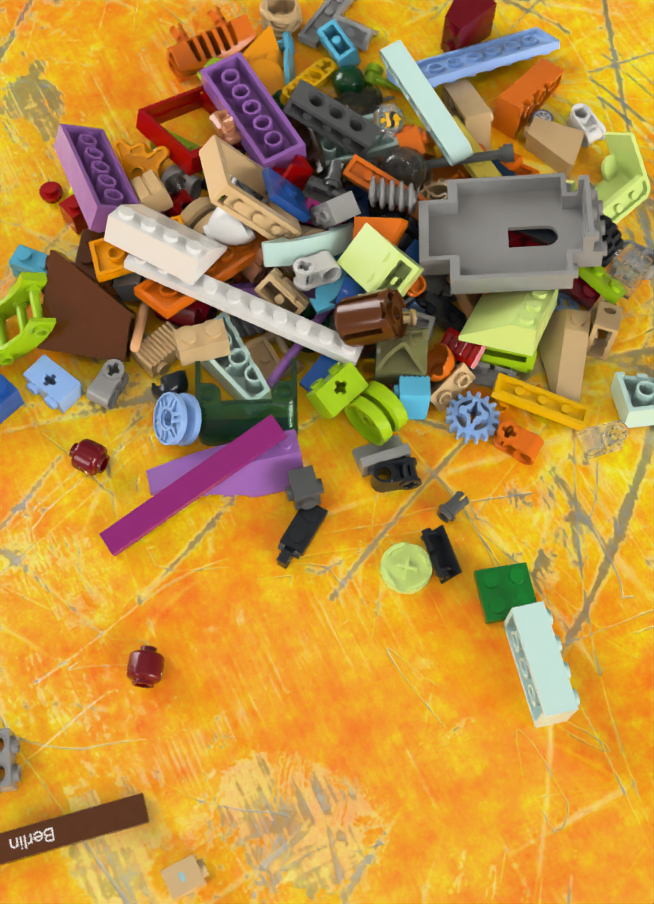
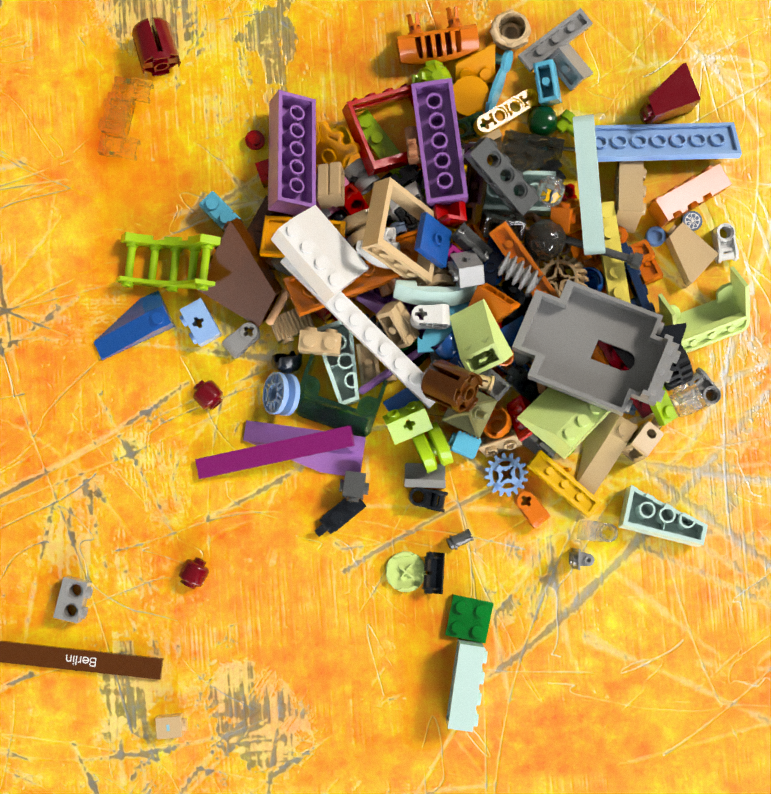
camera: 25 degrees right, 20 degrees up
(175, 183) = (353, 182): clear smoke plate -> none
(334, 175) = (481, 232): dark grey pin -> none
(518, 142) = (655, 236): none -> medium blue tile
(599, 469) = (580, 558): none -> light grey hinge

